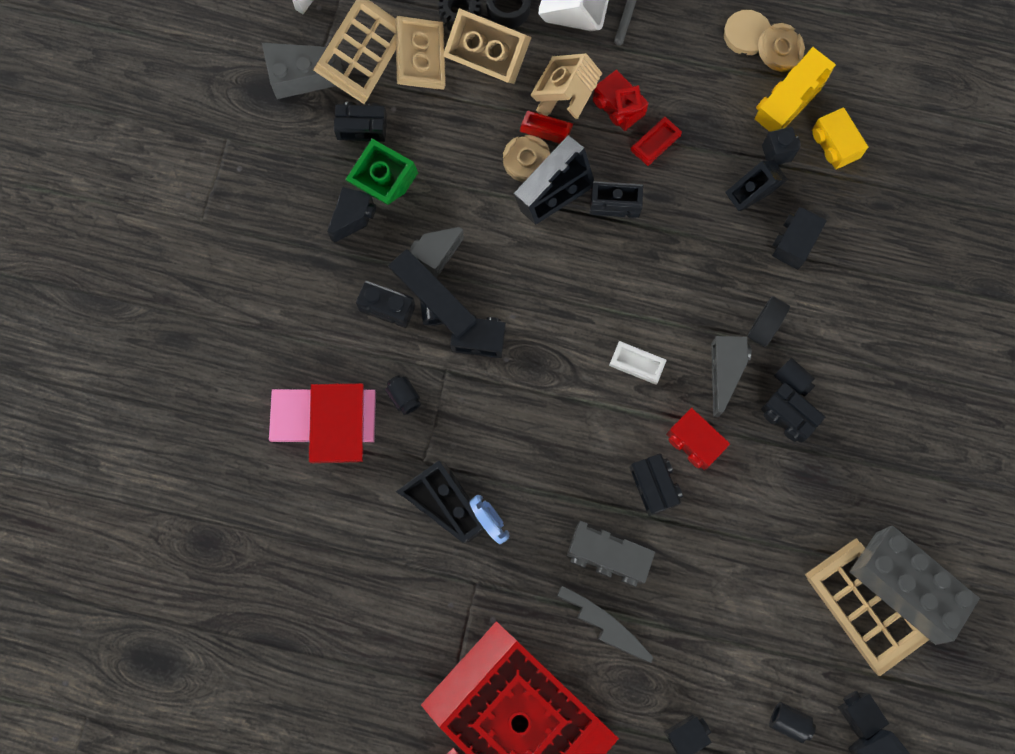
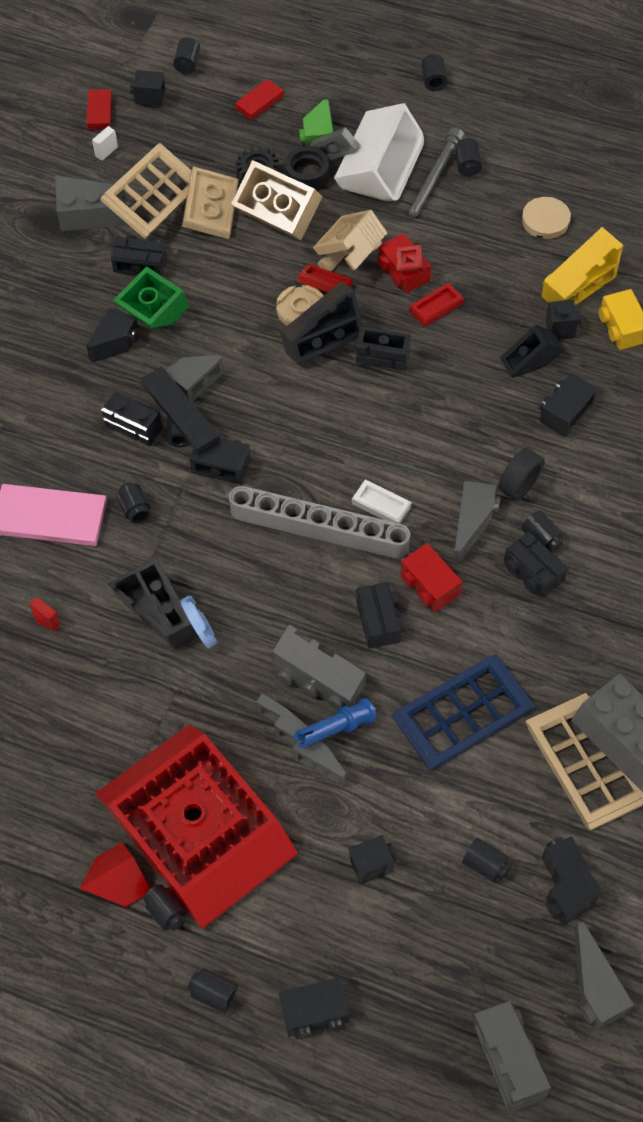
camera: 10 degrees right, 15 degrees down
(336, 423) = (60, 520): red tile -> none
(338, 526) = (44, 614): none -> red tile
(595, 388) = (328, 531): none -> light grey beam
(643, 600) = (345, 720): none -> blue pin
(709, 603) = (419, 739): none -> dark blue piece
(781, 47) = (574, 230): tan tile -> none

